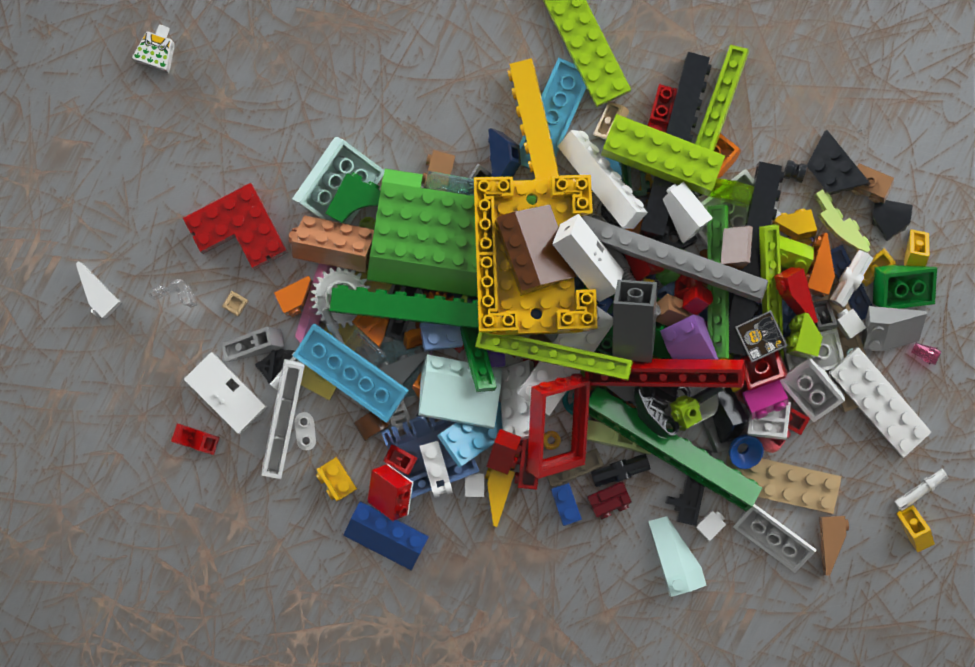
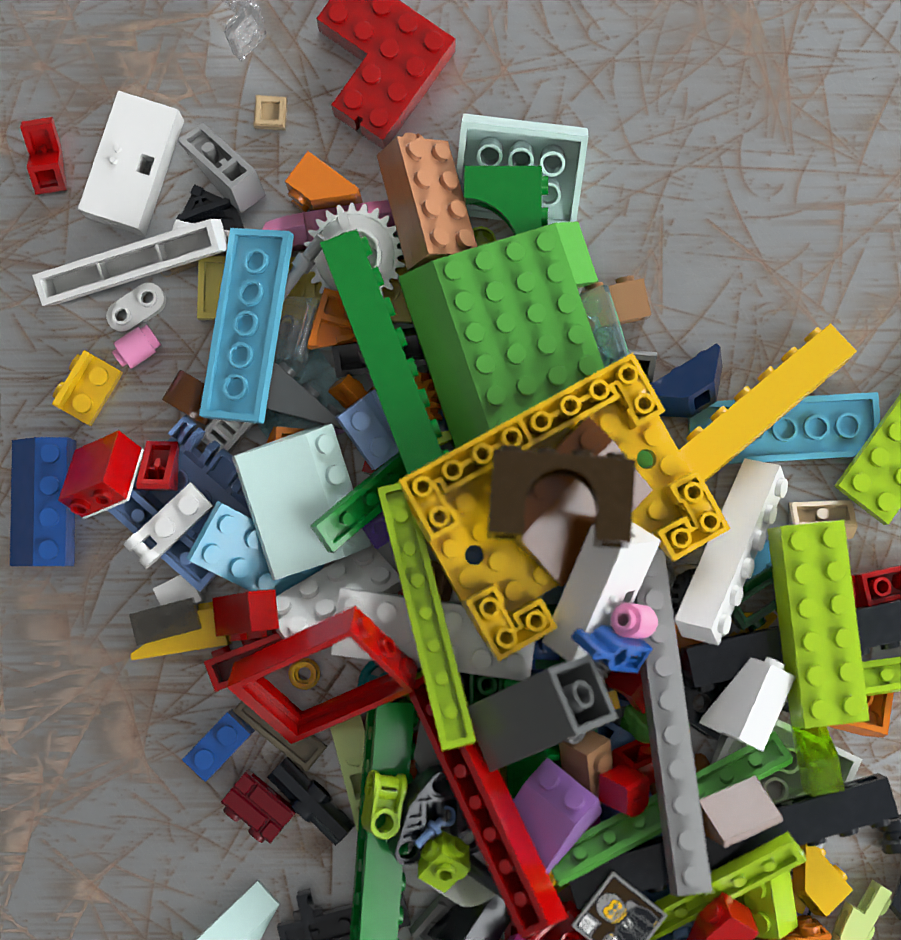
camera: 65 degrees right, 0 degrees up
(327, 441) = (136, 346): none -> bright pink brick
(485, 498) = (165, 621): none -> clear smoke plate
(534, 224) = (607, 479): none -> dark brown arch
(612, 248) = (634, 620): none -> bright pink brick
(620, 265) = (613, 650): none -> blue piece
(639, 427) = (383, 800): none -> lime piece
(666, 406) = (434, 828): none -> medium blue hand

